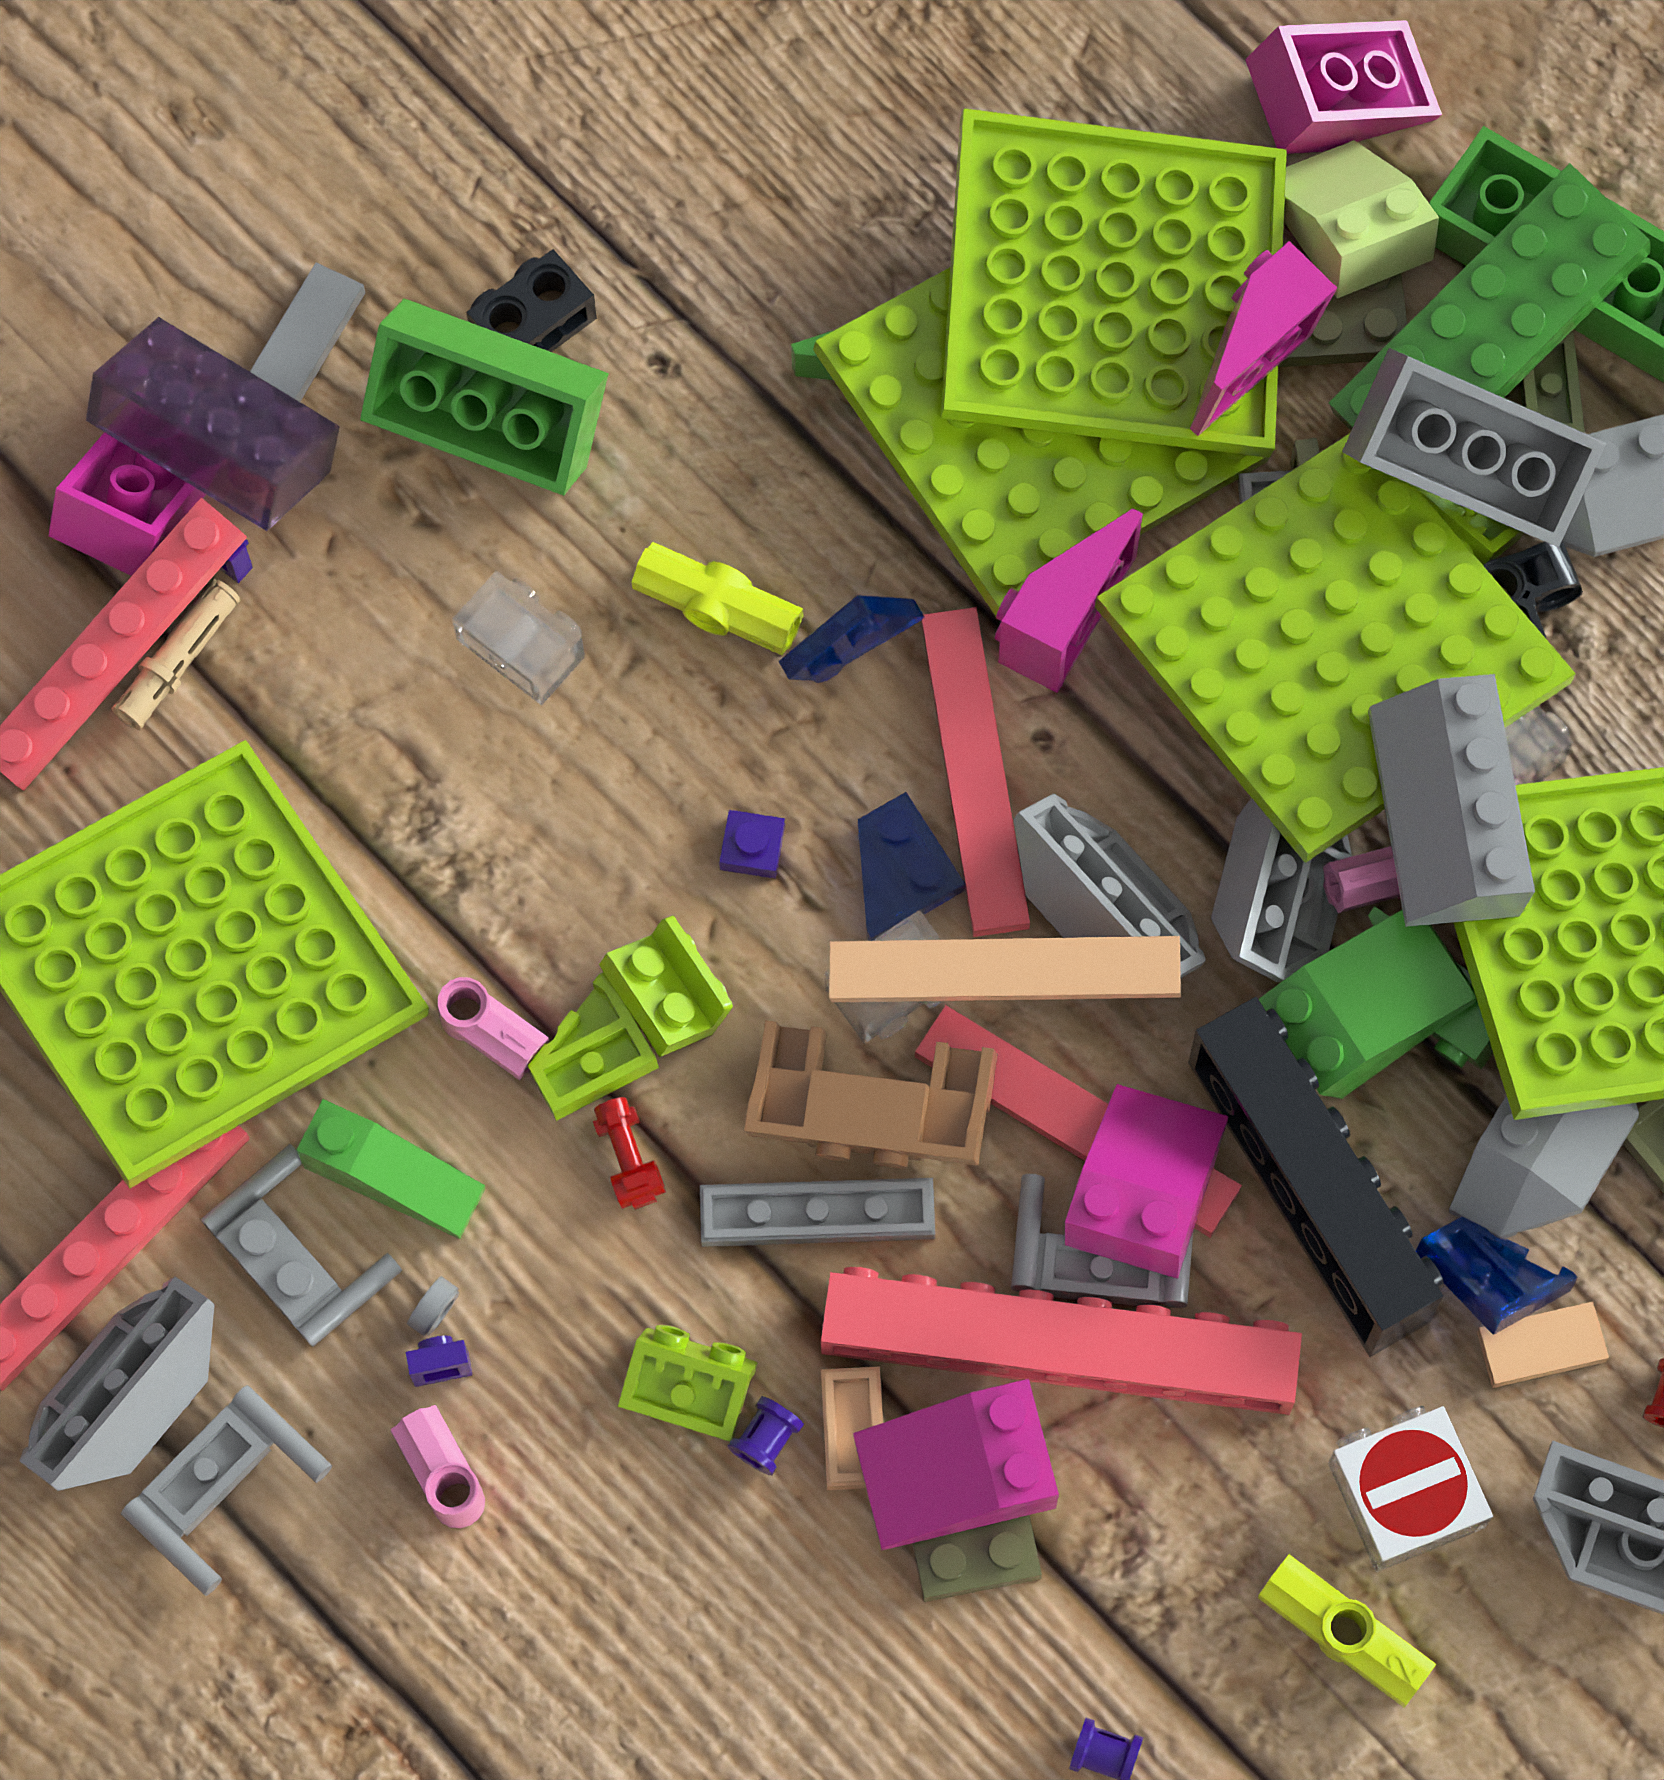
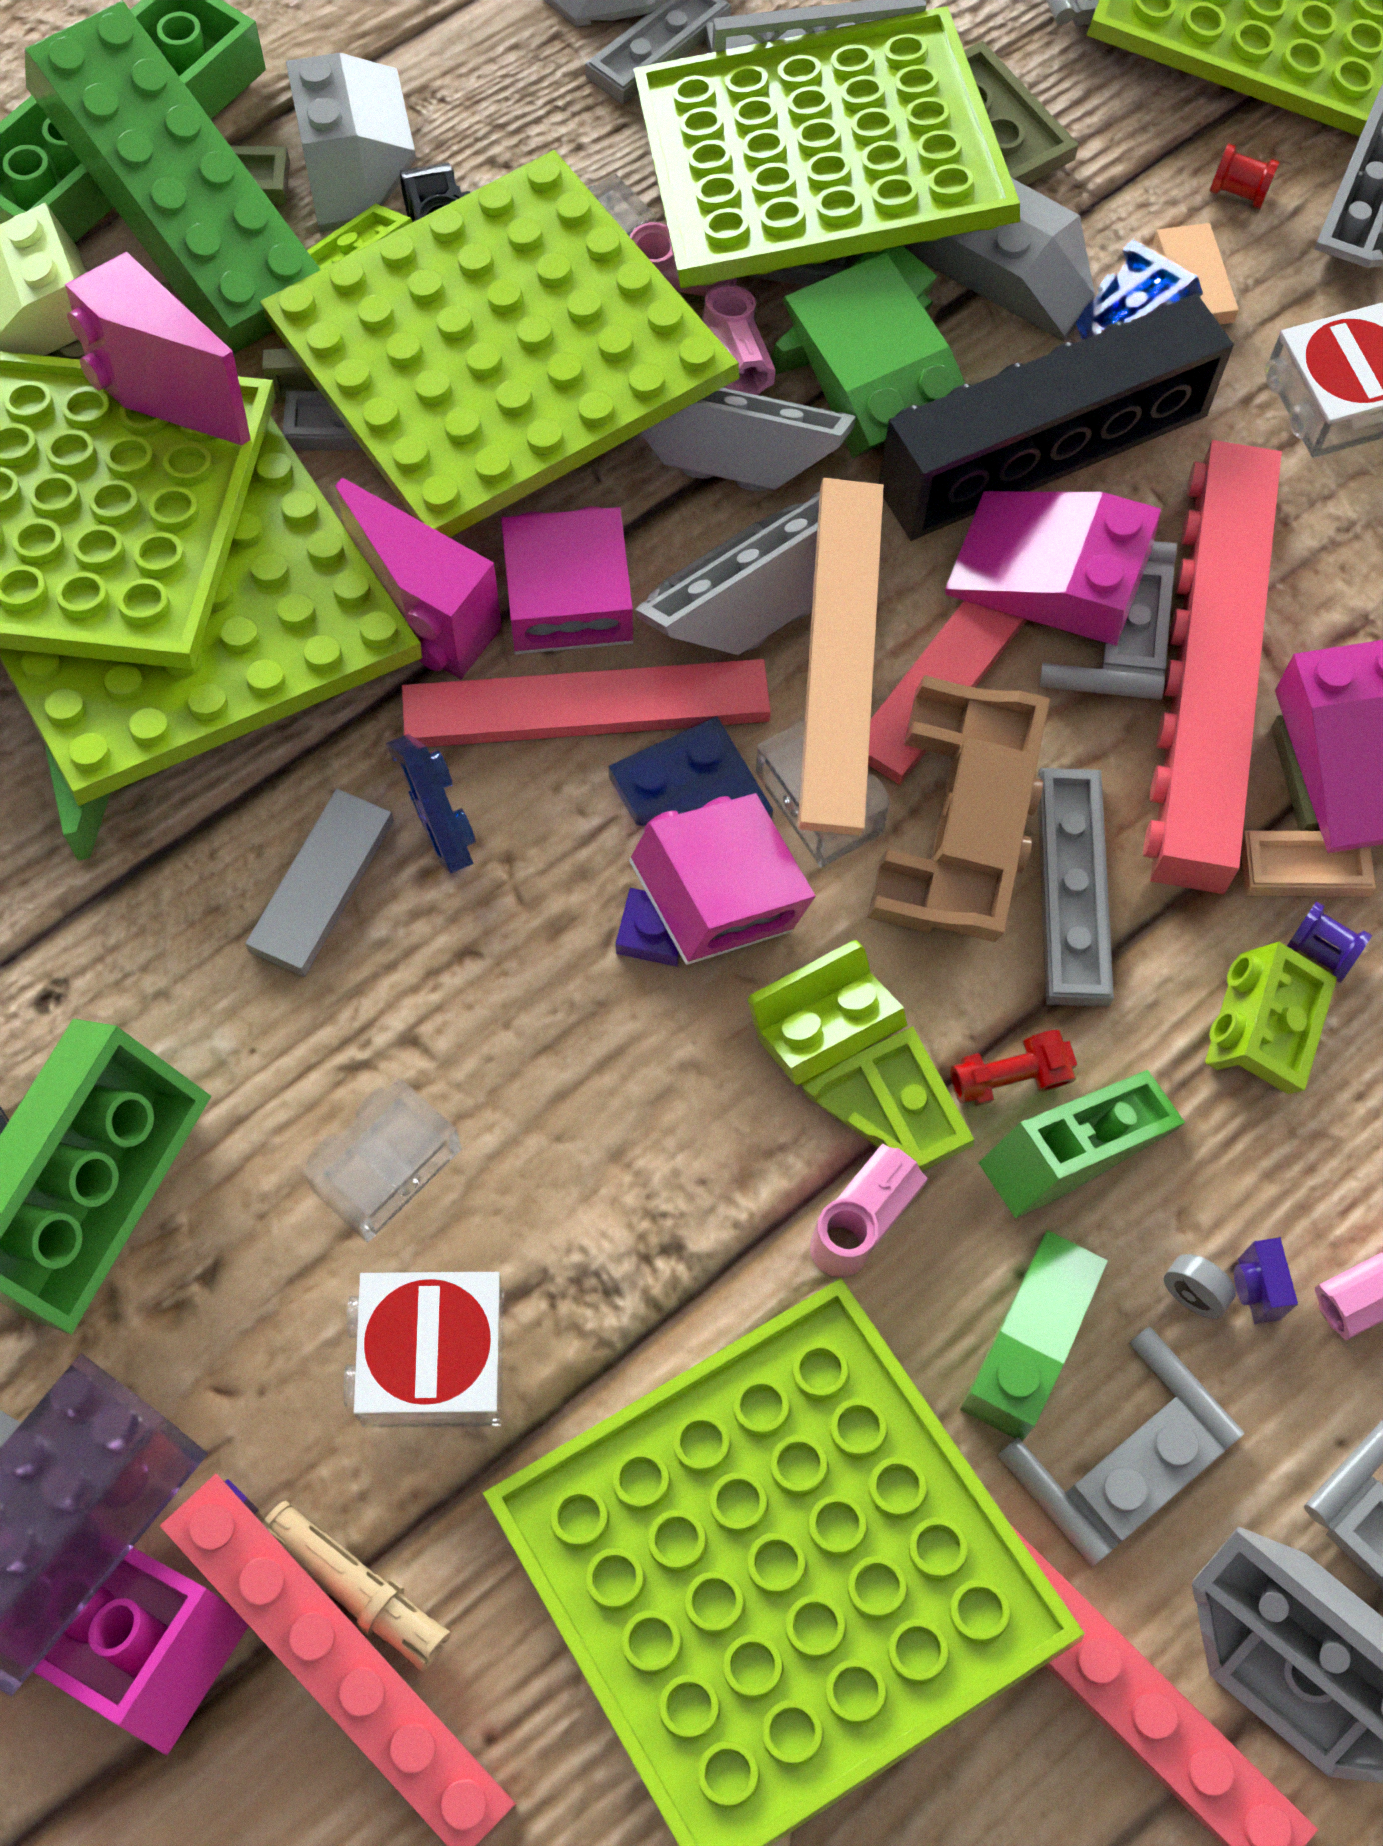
camera: 90 degrees left, 5 degrees down
(358, 689) = (426, 1349): none -> piece
(562, 1211) = (1078, 1142): none -> bright green slope
(717, 598) = (359, 942): neon yellow piece -> none
(780, 561) = (319, 882): none -> light grey tile
(789, 886) = (720, 877): none -> piece
(1099, 737) = (567, 580): none -> dark pink piece
(1451, 802) = (701, 223): light grey slope -> none
(1473, 447) = (310, 185): light grey brick -> none

